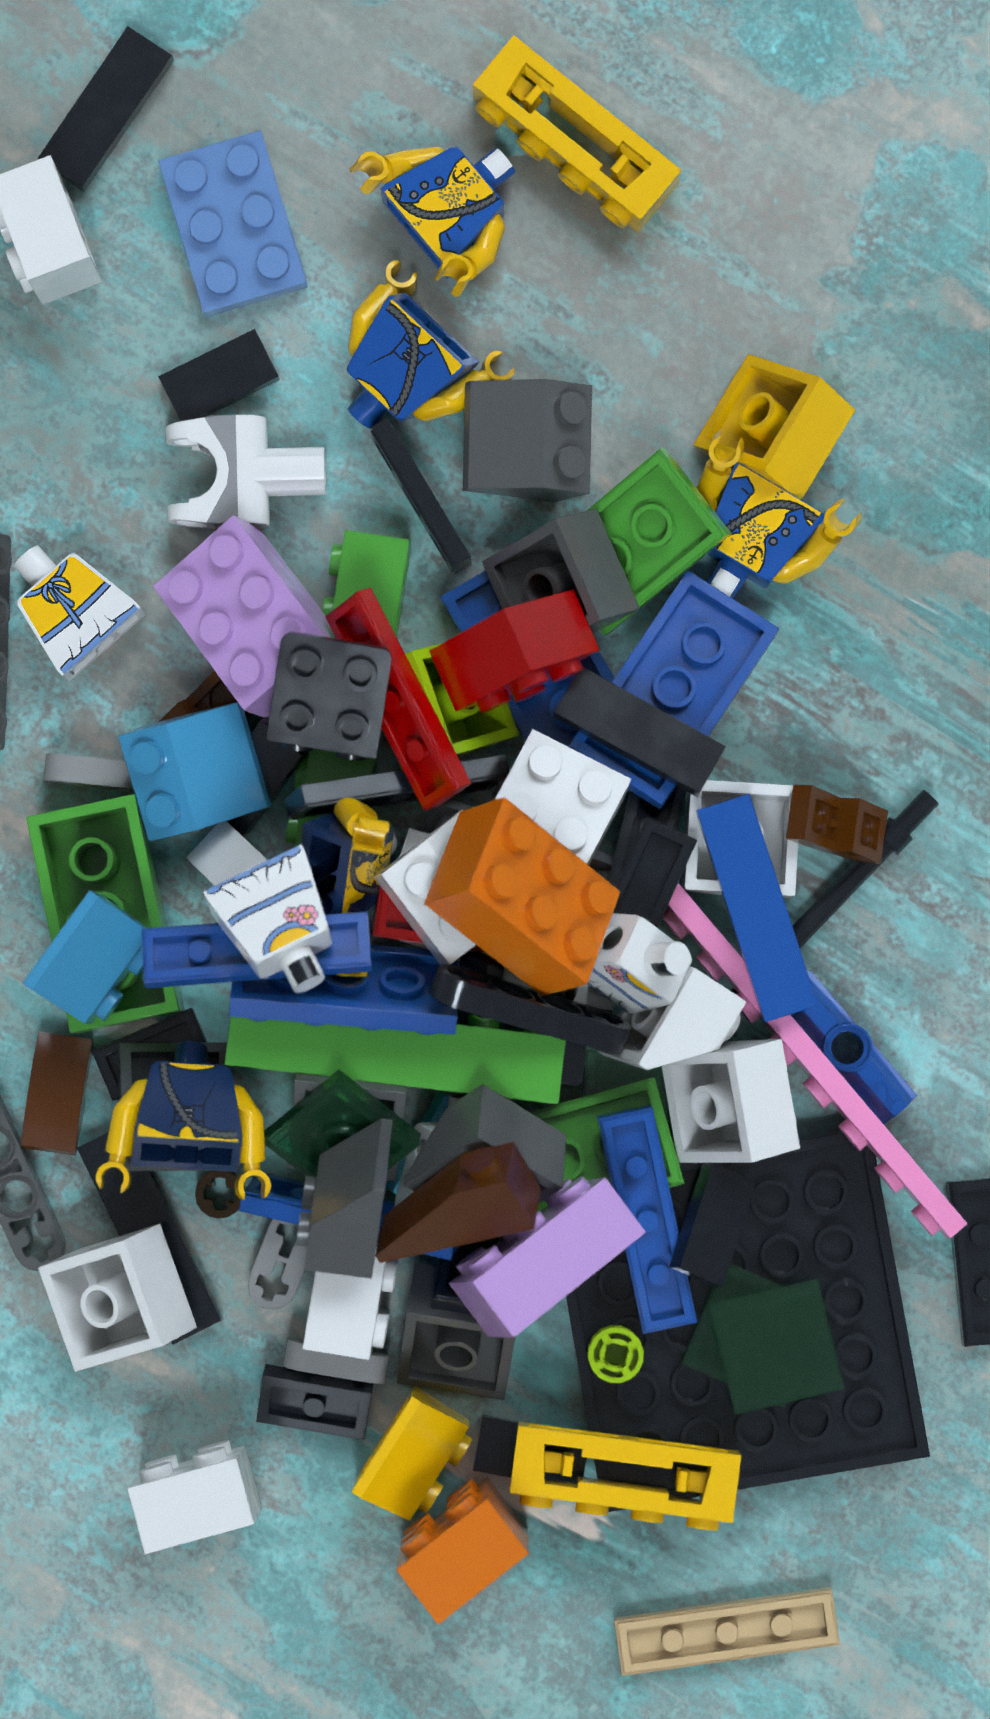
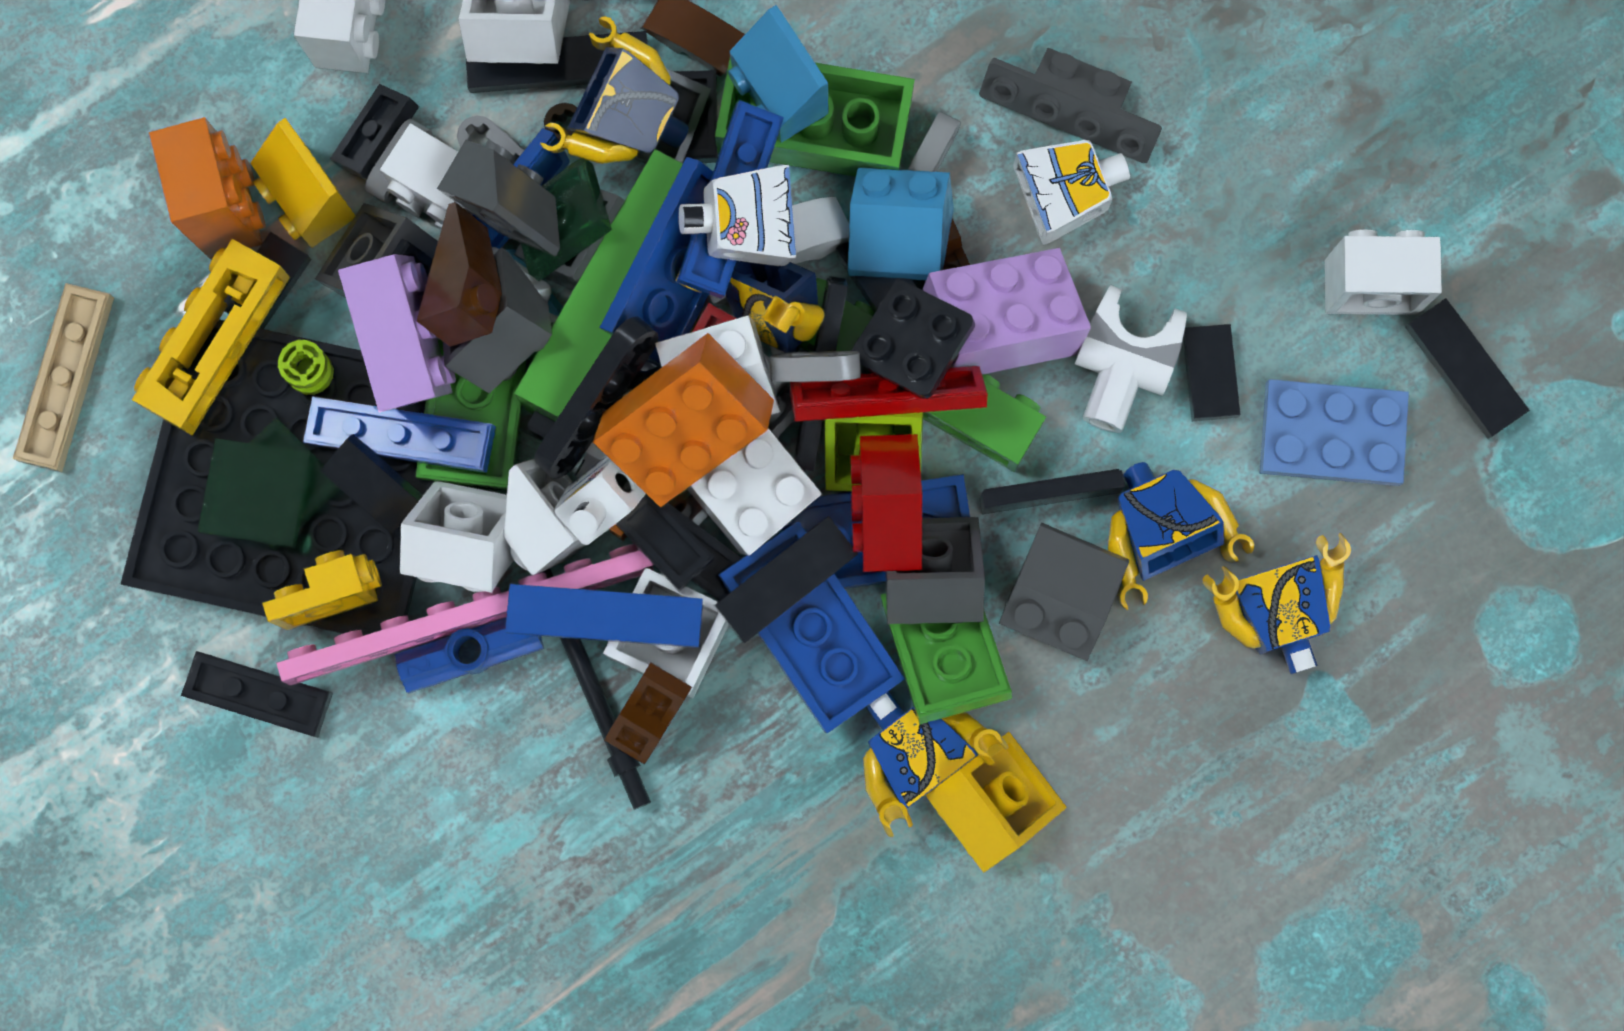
camera: 115 degrees right, 5 degrees down
(401, 786) = (815, 366): none -> light grey beam
(578, 169) = (1370, 697): yellow brick -> none
(841, 1209) = (335, 587): none -> yellow plate

